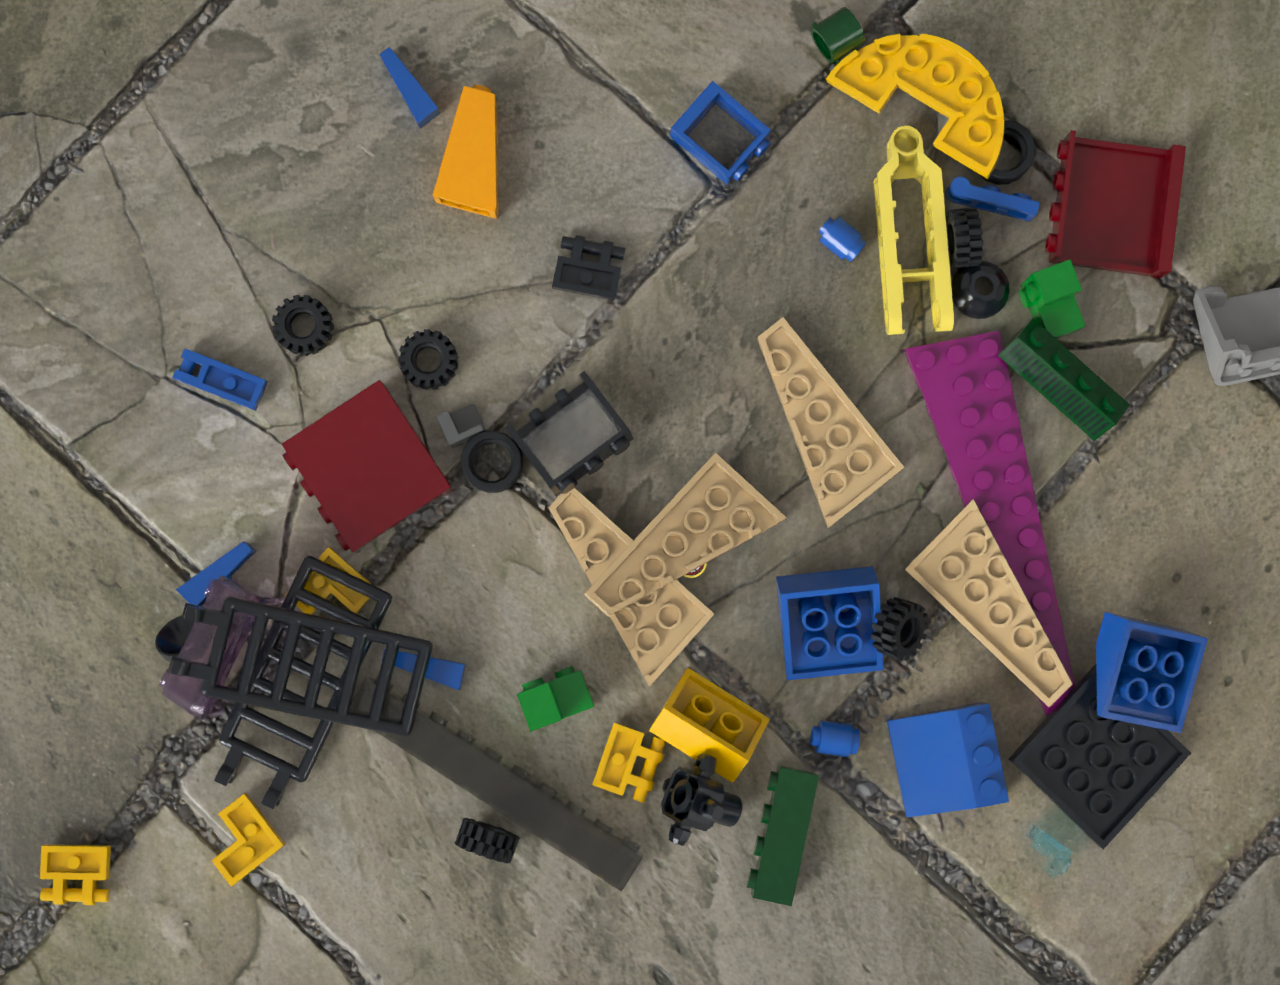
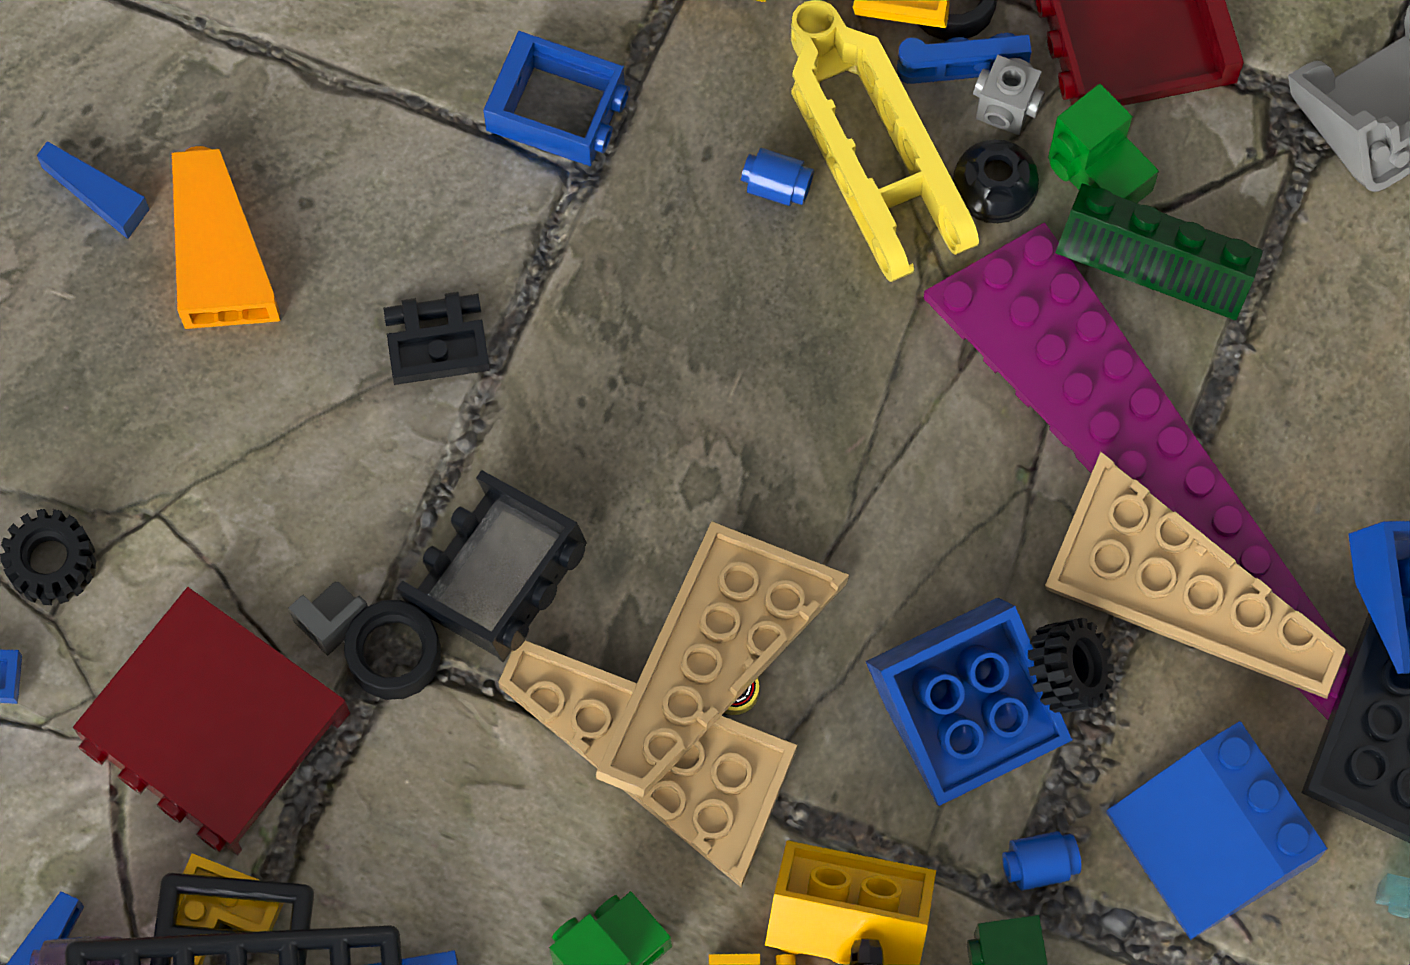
camera: 20 degrees left, 15 degrees down
(422, 341) = (243, 513): black tyre -> none
(834, 439) = (873, 446): tan wing -> none
(964, 237) = (946, 113): black tyre -> none
(1005, 245) = (1008, 94): none -> light grey brick

